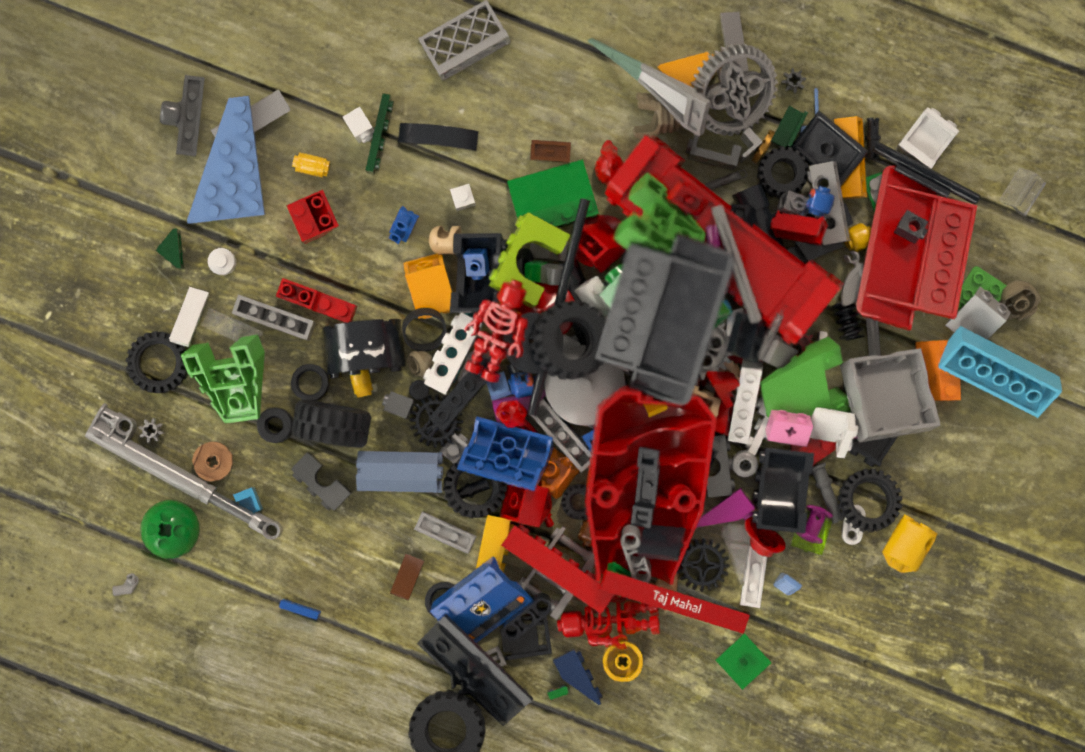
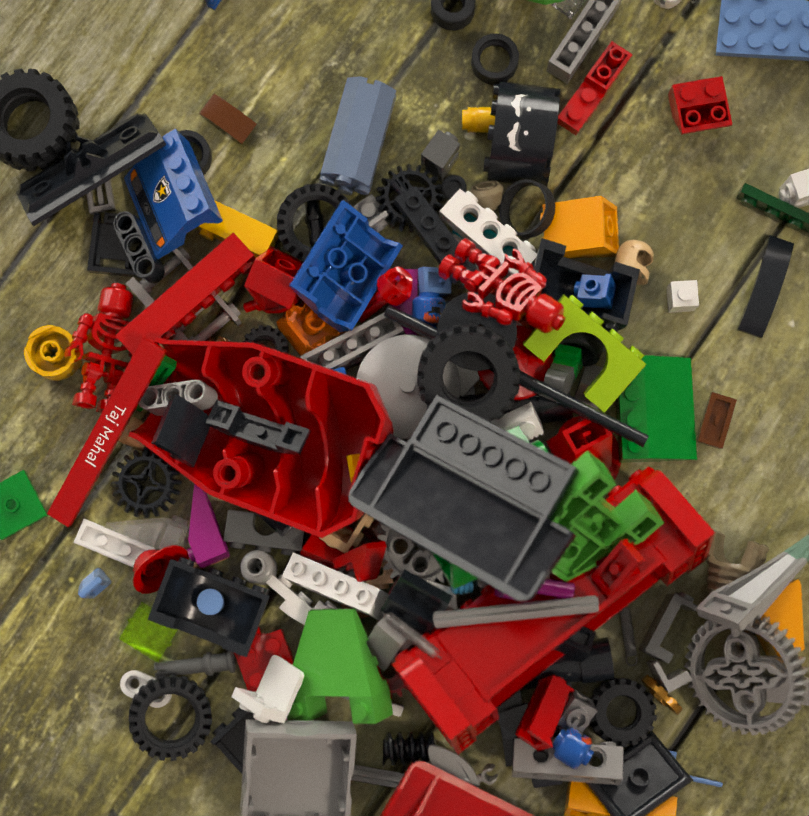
camera: 100 degrees right, 5 degrees down
(307, 470) = (385, 29): dark grey arch -> none
(311, 165) = (765, 122): yellow head -> none
(331, 424) = (436, 63): black tyre -> none
(403, 225) = (664, 214): blue hips -> none
(445, 532) = (270, 178): light grey tile -> none
(558, 692) = (38, 265): green tile -> none
(573, 672) = (54, 291): dark blue slope -> none
(607, 163) = (695, 492): red hair -> none
(778, 493) = (210, 601): none -> medium blue tile
(789, 127) = (678, 735): dark green panel -> none
(789, 428) = (288, 633): bright pink brick -> none
(797, 76) = (743, 763): dark grey gear -> none
(813, 525) = (156, 635): magenta hose -> none
(859, 237) = (514, 790): yellow head -> none
(908, 545) = (98, 753): yellow cylinder -> none

